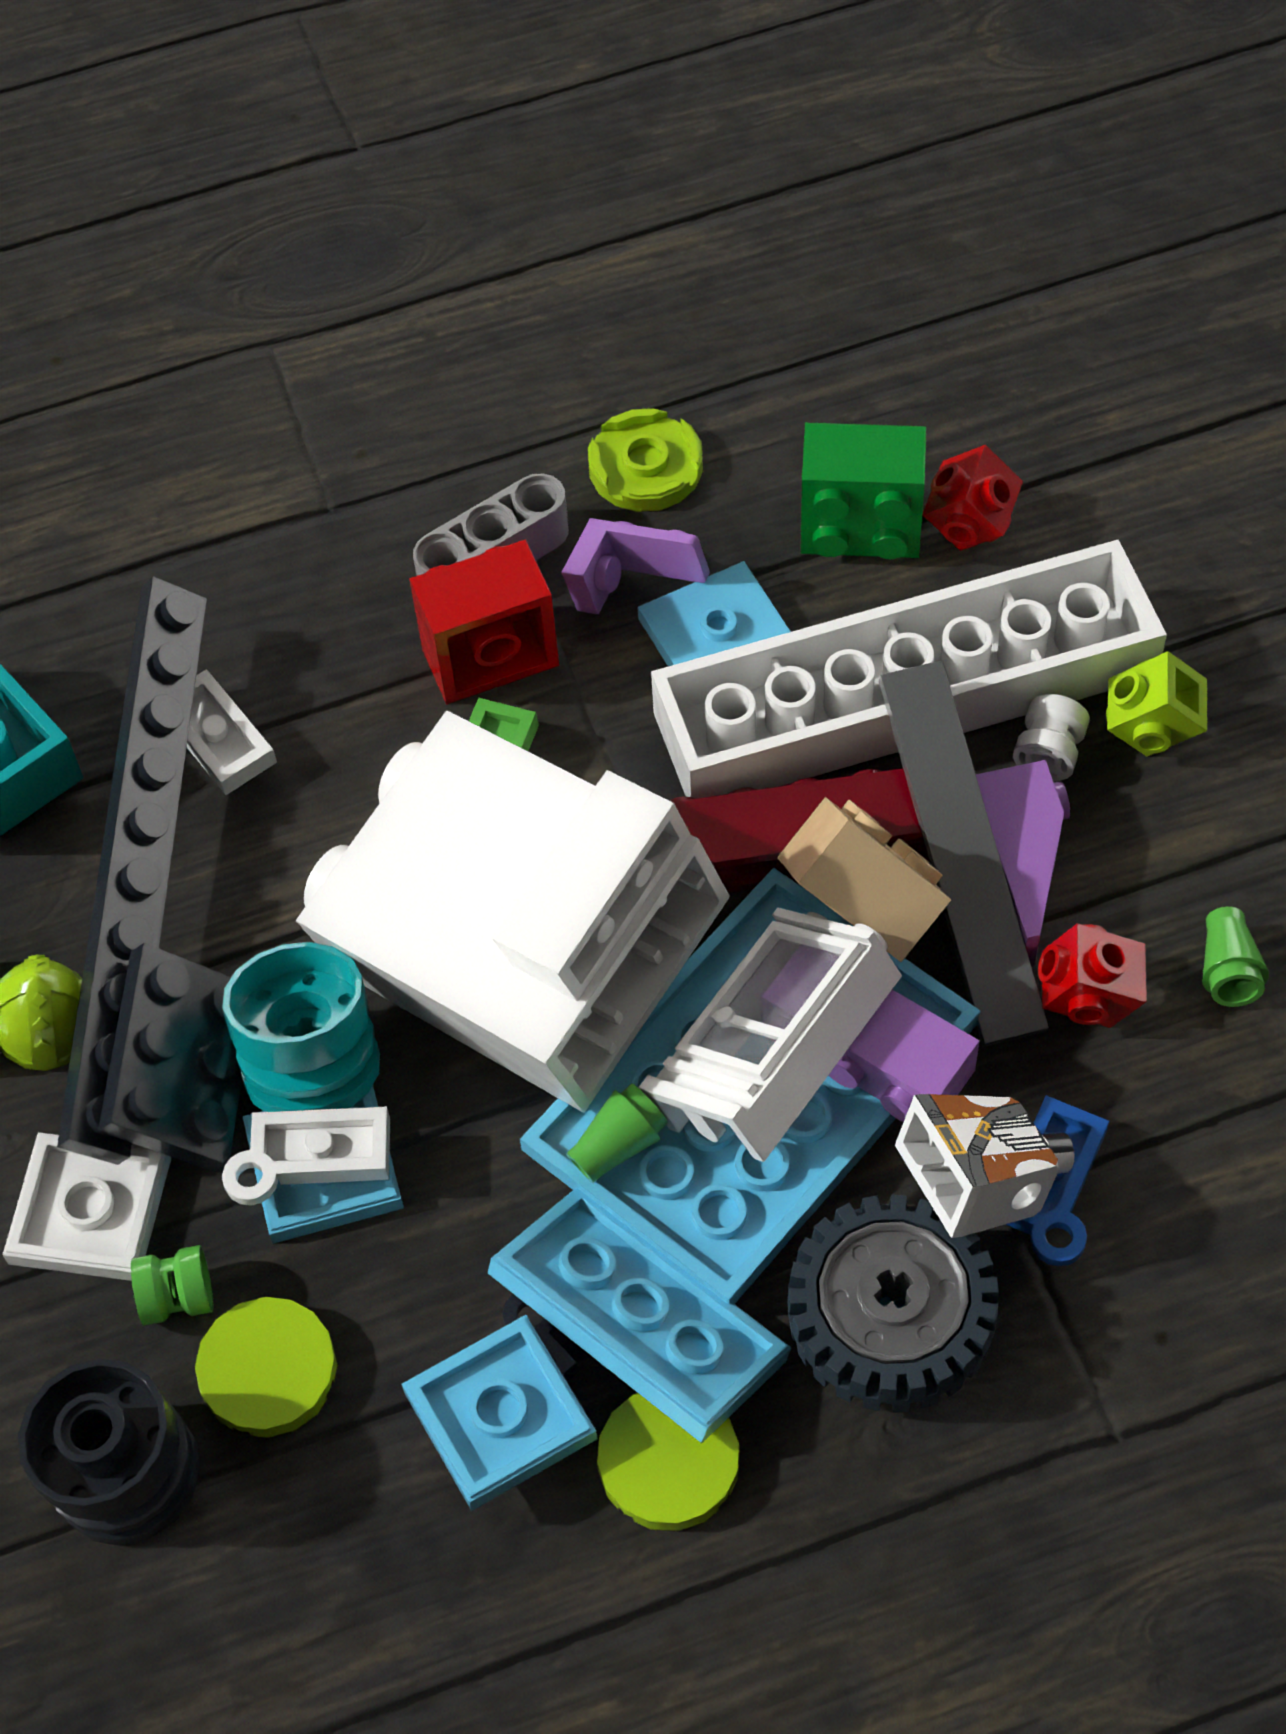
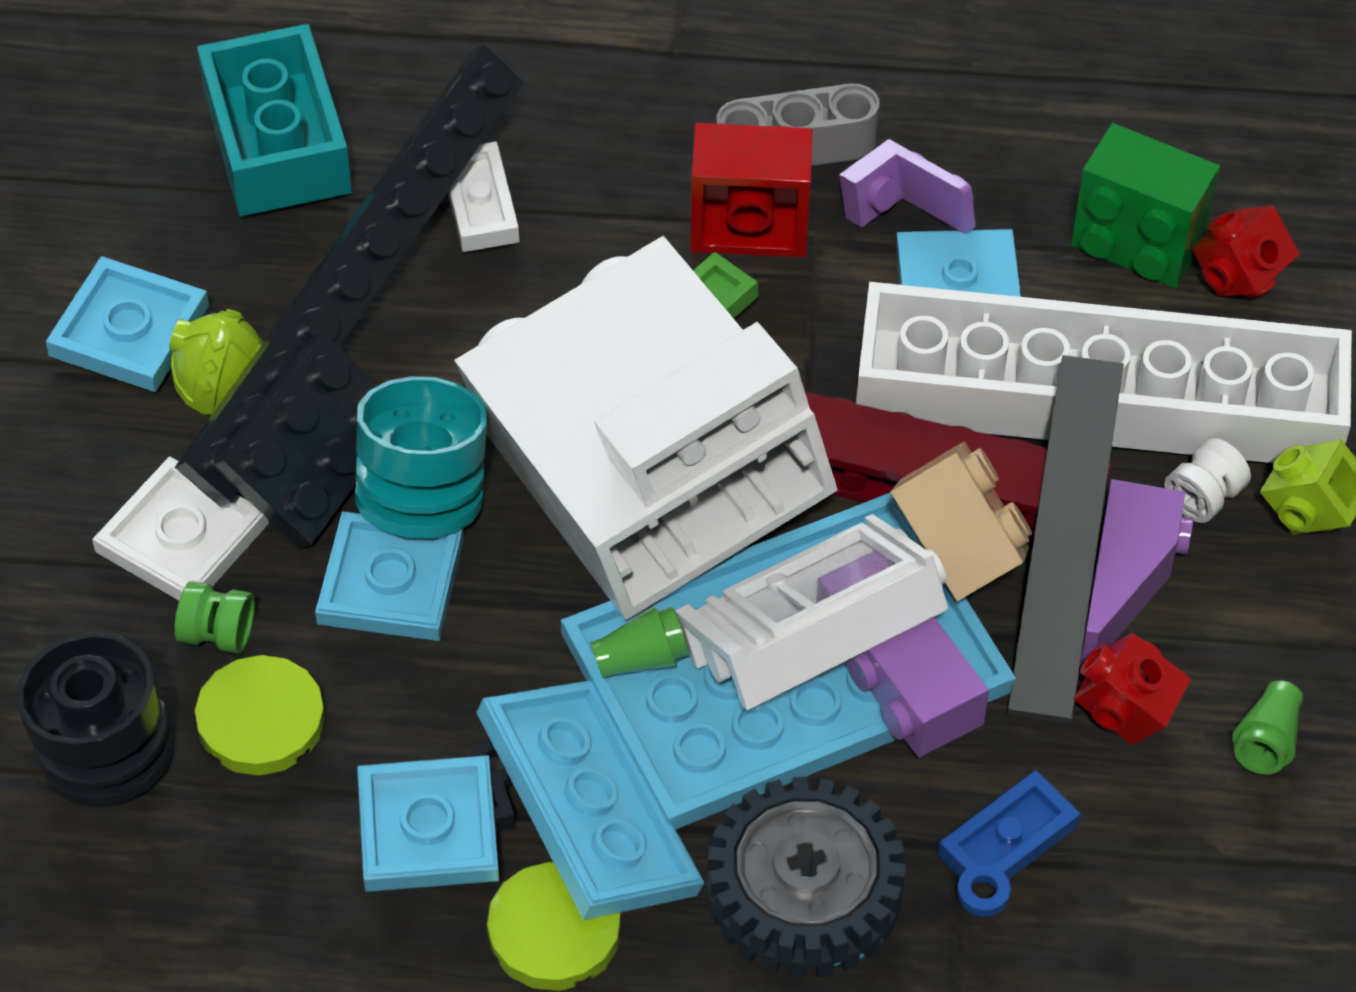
camera: 20 degrees right, 5 degrees down
(311, 1149) = (381, 555): white hinge -> none
(645, 460) = (972, 114): lime tile -> none
(980, 1159) = (941, 789): white torso -> none

